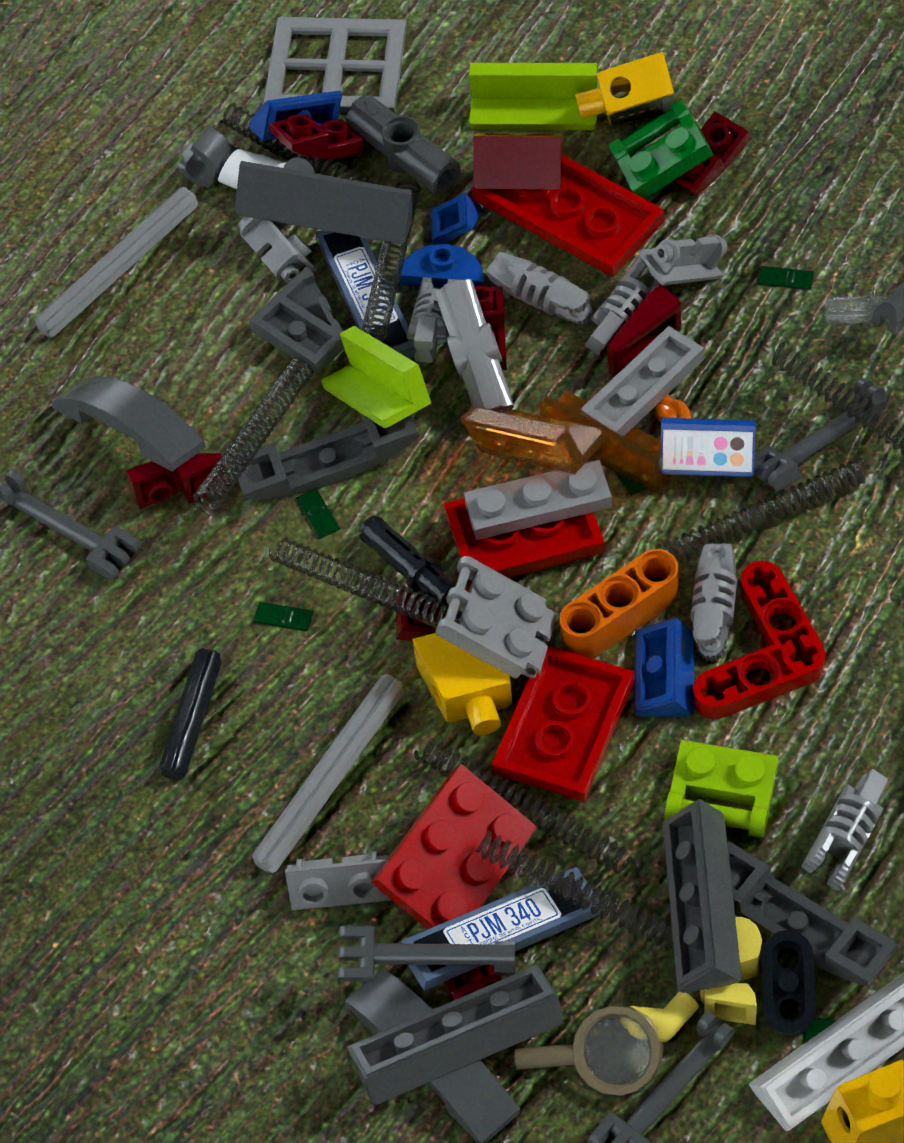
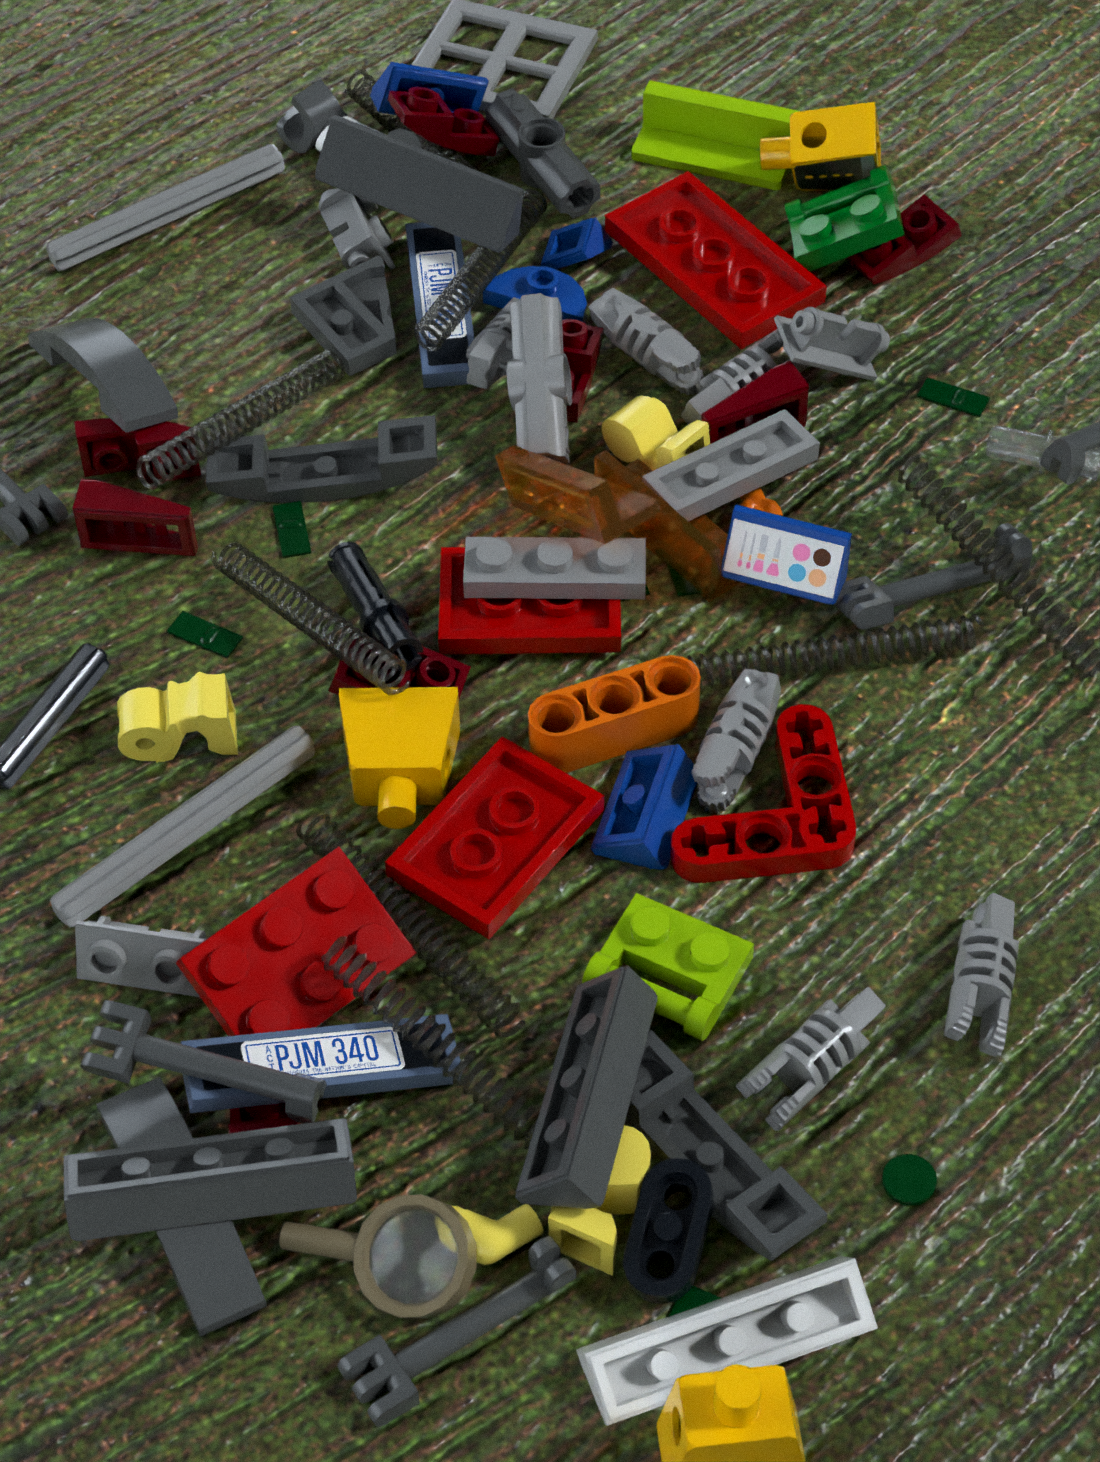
camera: 10 degrees right, 5 degrees down
(197, 540) = (123, 520): none -> dark red slope
(283, 695) = (157, 720): none -> light yellow leg
(377, 380) = (417, 394): lime panel -> none
(498, 620) = (448, 689): light grey plate -> none
(517, 160) = (667, 192): dark red panel -> none
(567, 368) = (648, 432): none -> light yellow leg

